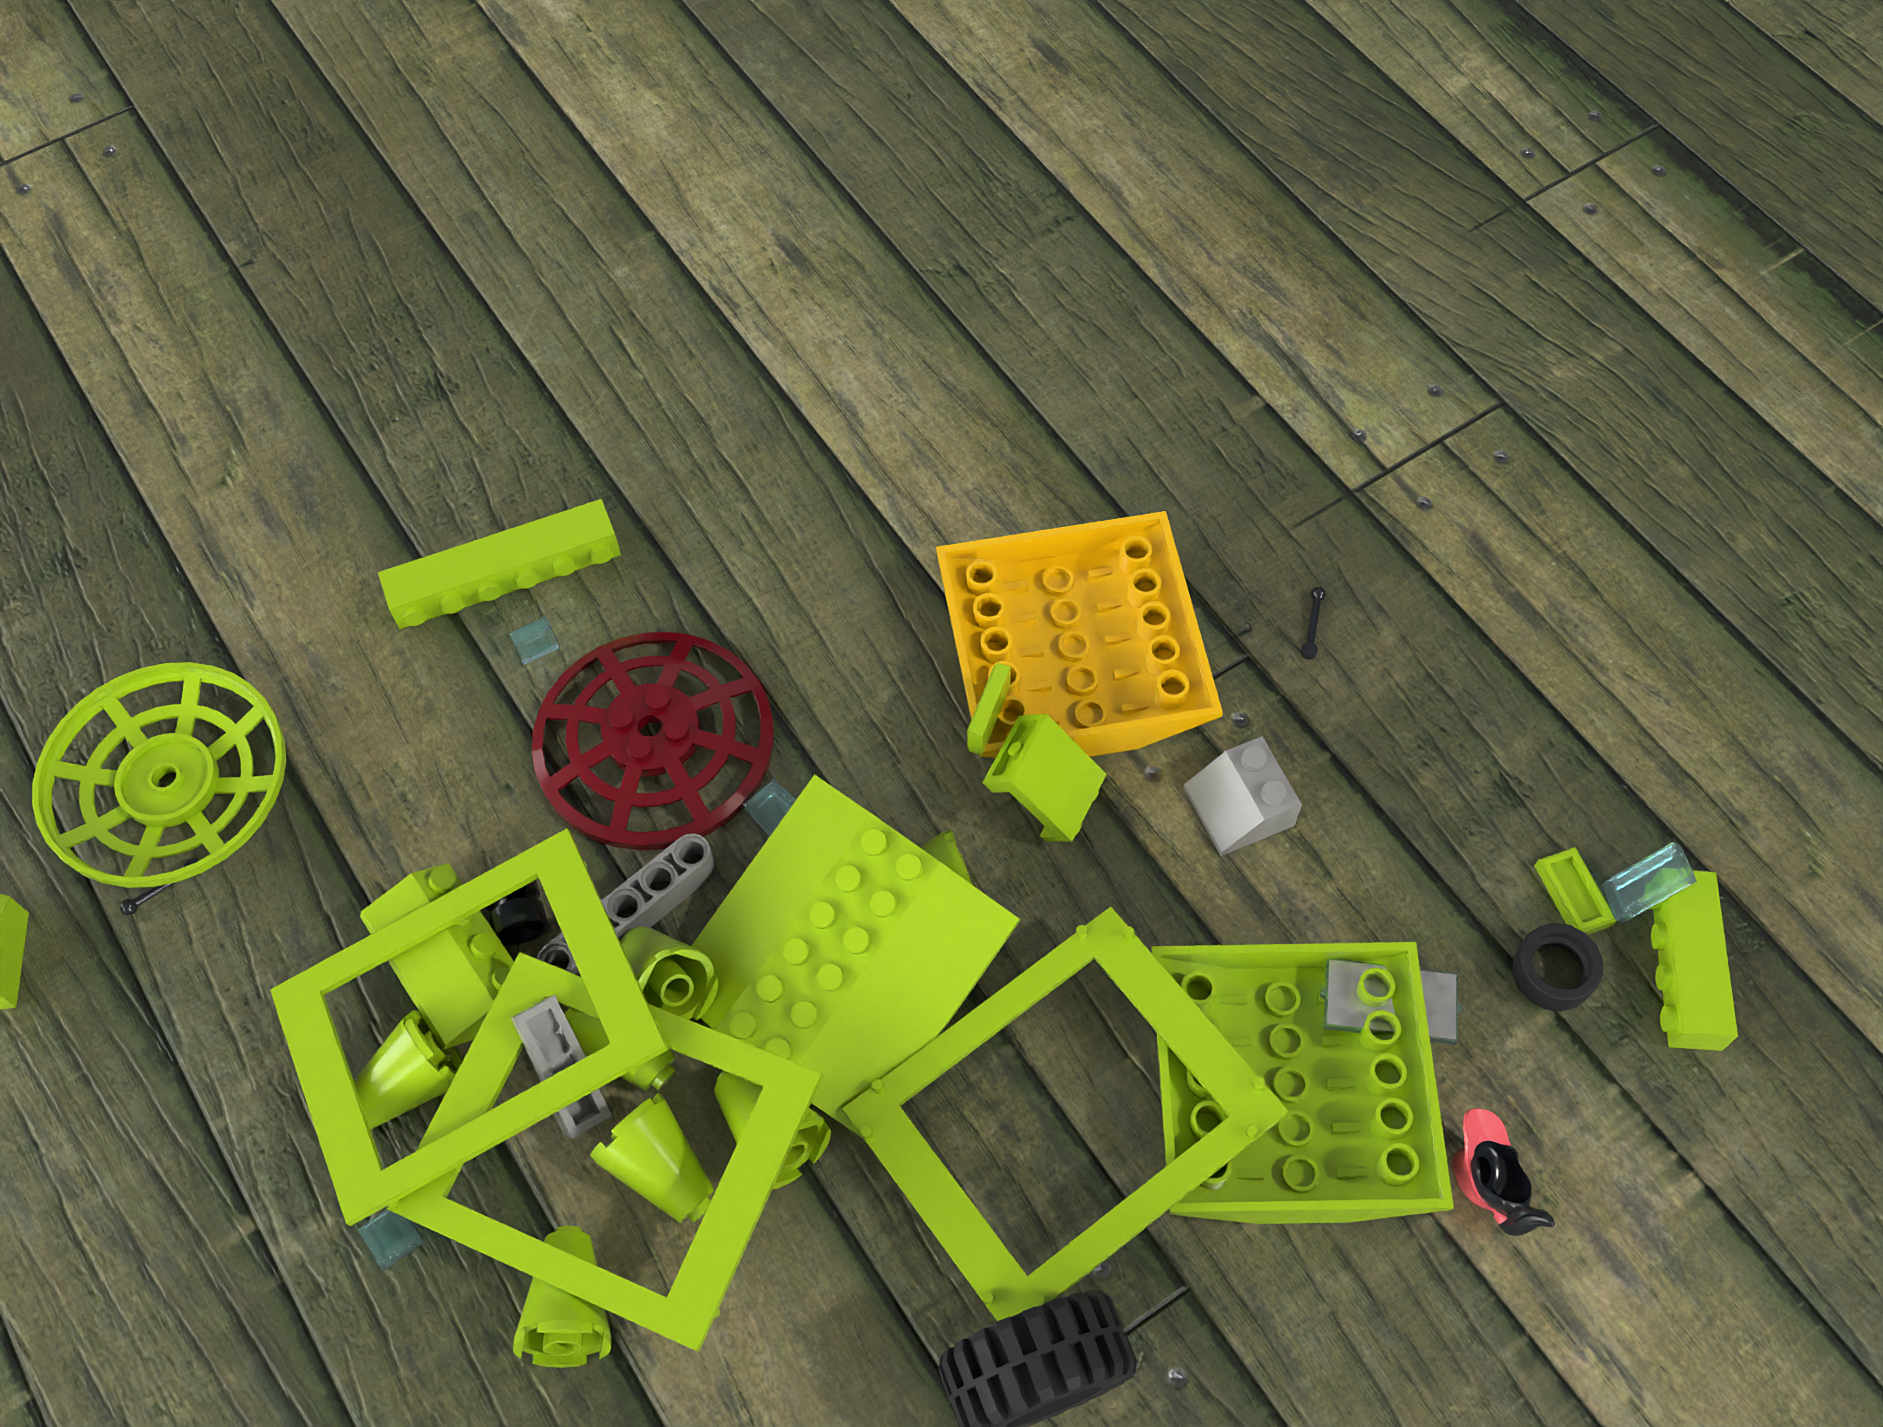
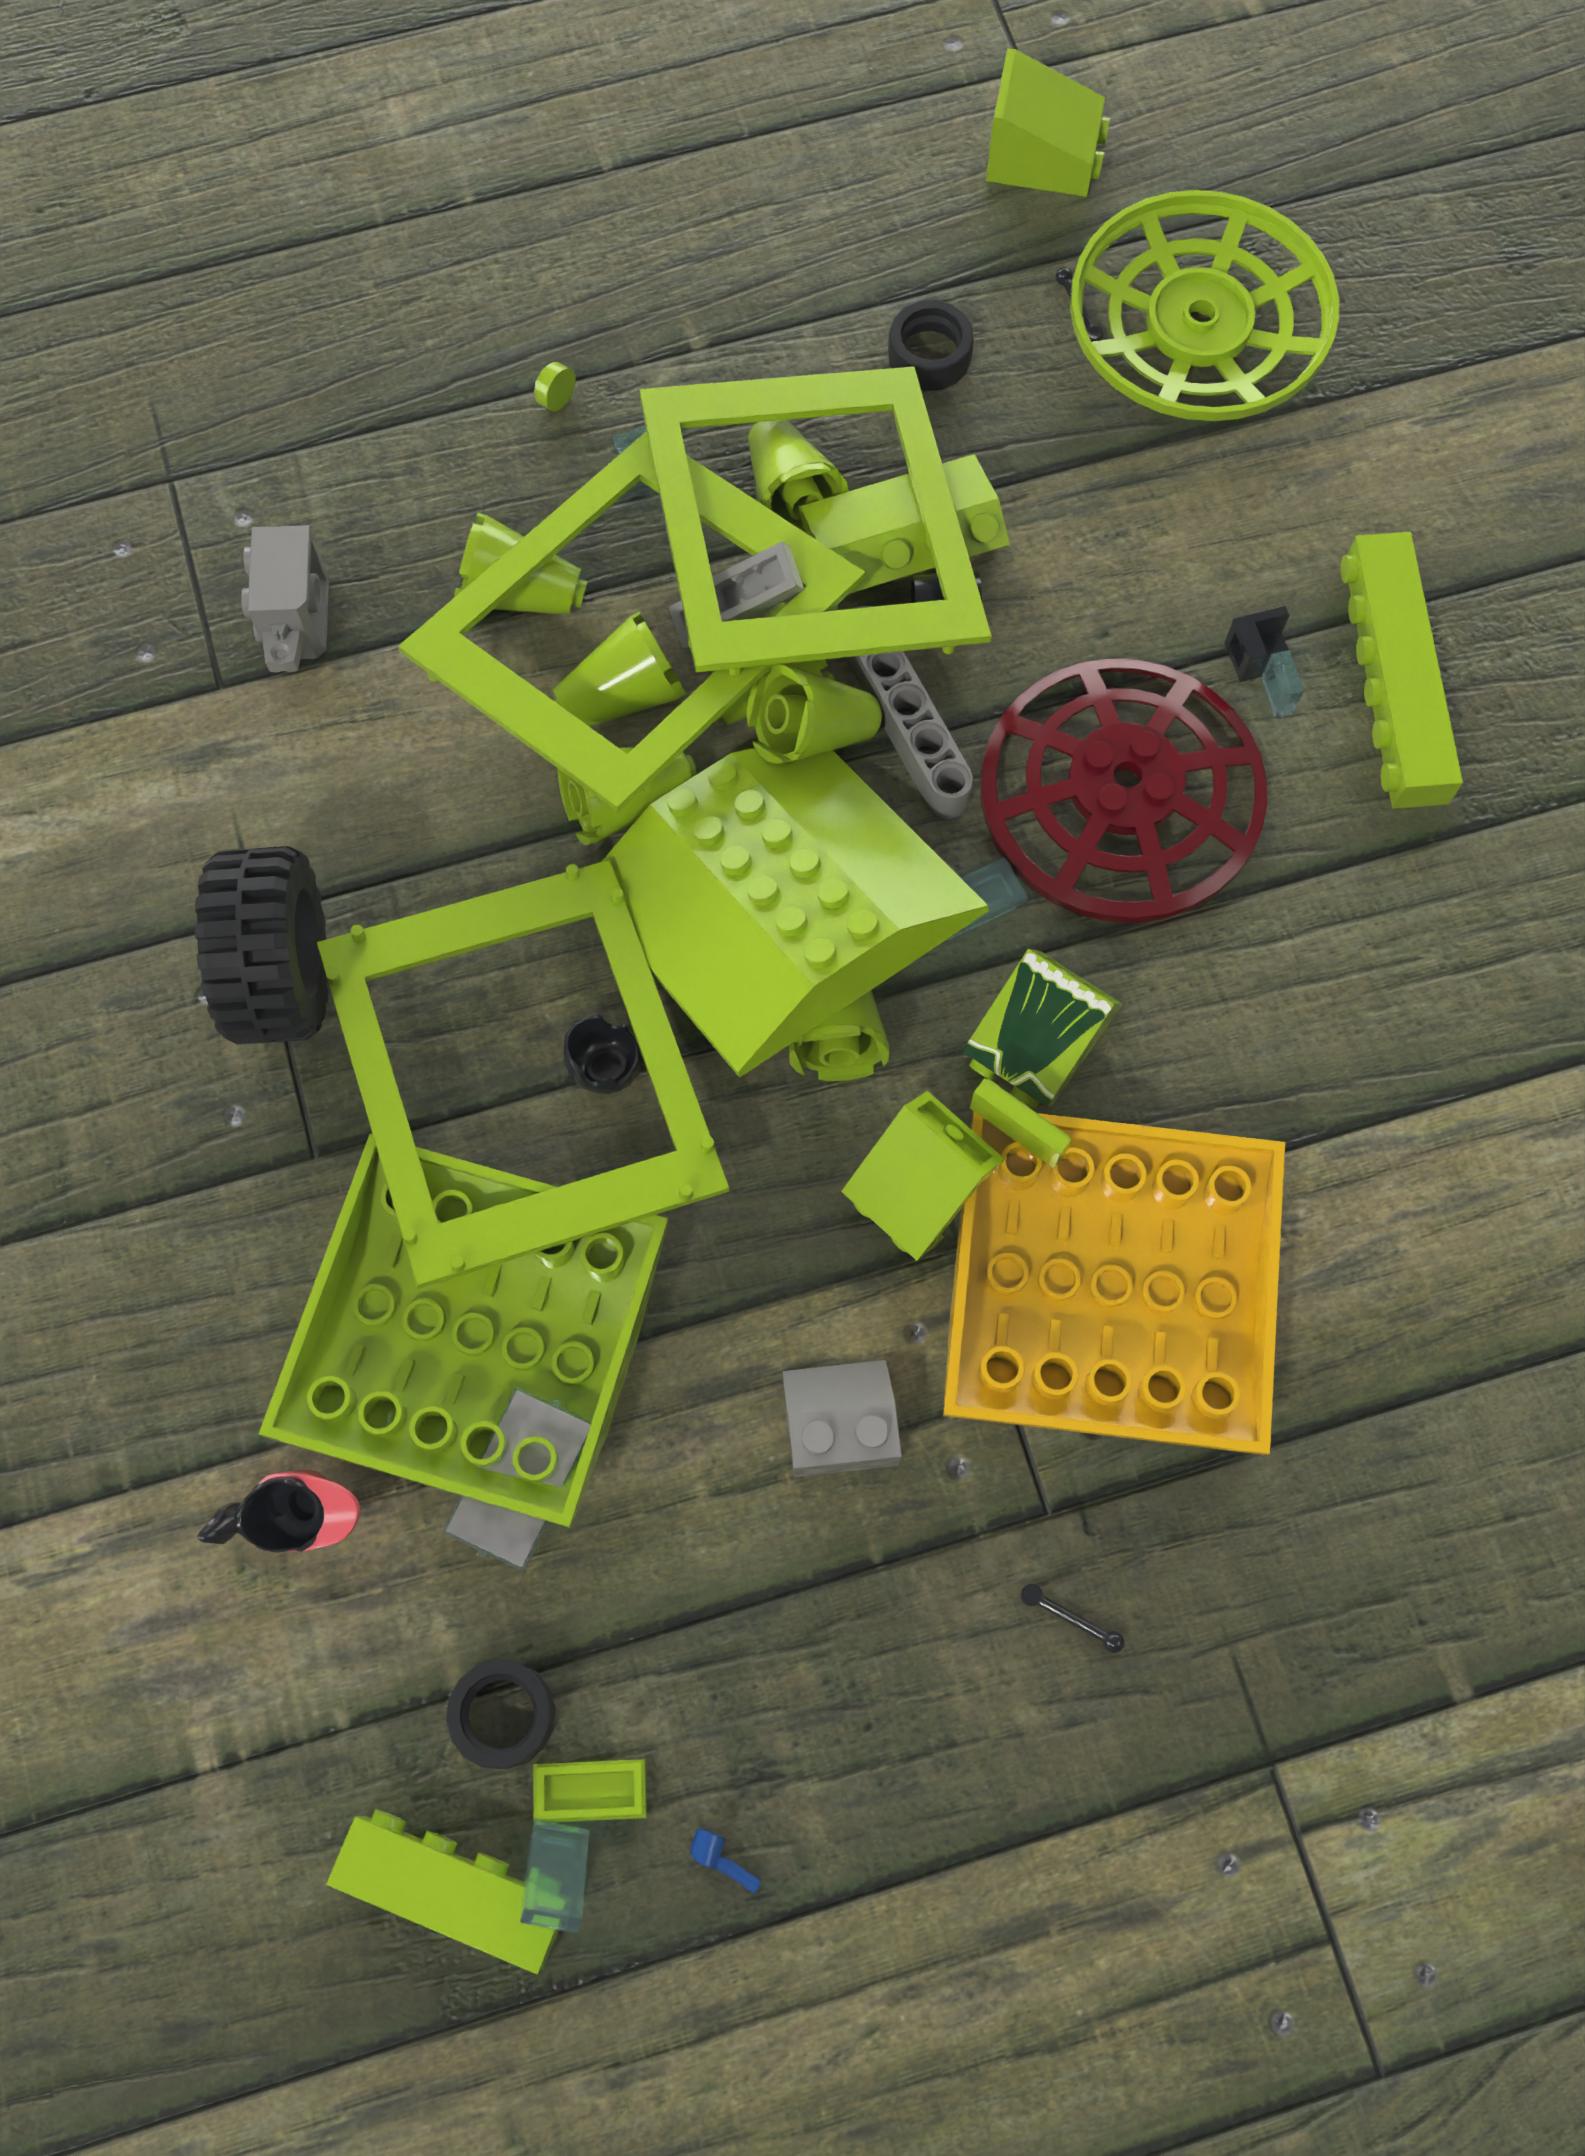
camera: 105 degrees right, 10 degrees up
(209, 975) = (940, 318): none -> black tyre
(329, 1344) = (554, 386): none -> lime tile
(501, 667) = (1254, 640): none -> black panel
(887, 735) = (1040, 1029): none -> slope
(1022, 1060) = (601, 1055): none -> black hair
(1572, 802) = (707, 1851): none -> blue hand

